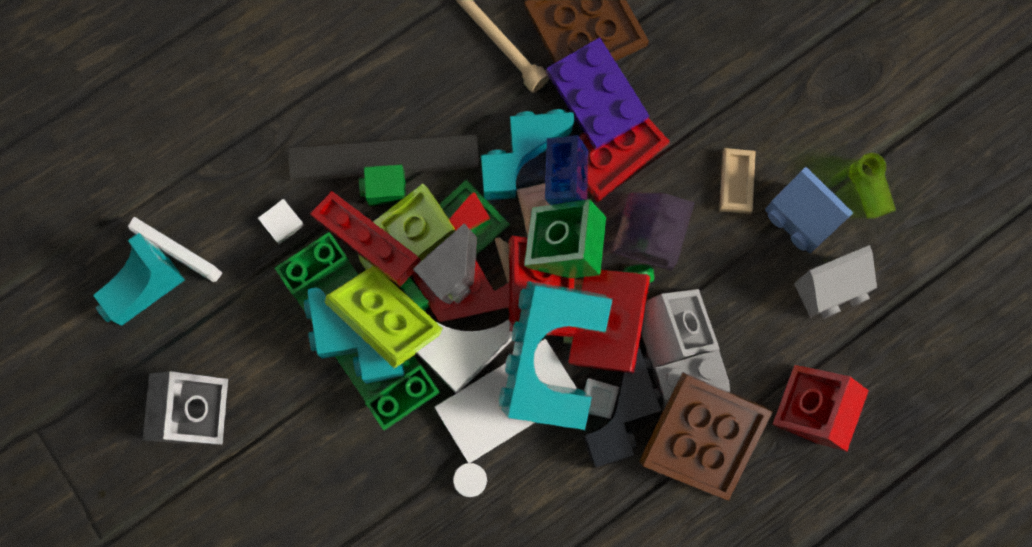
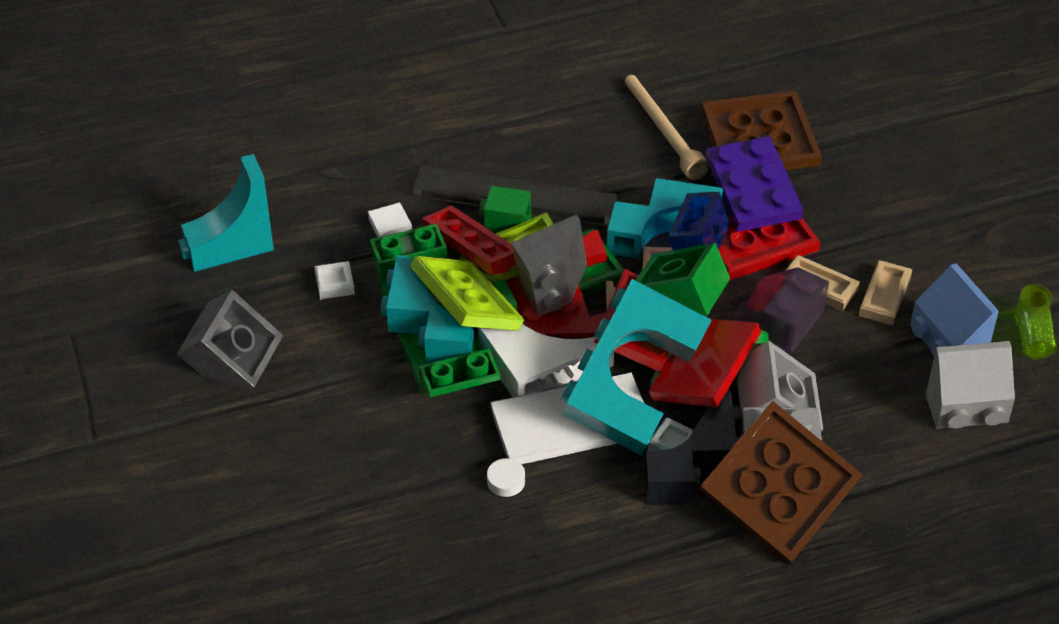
camera: 20 degrees right, 30 degrees down
(175, 250) = (289, 228): white tile -> none
(252, 303) = (334, 280): none -> white tile
(680, 184) = (840, 288): none -> tan tile
(821, 407) = (926, 499): red slope -> none

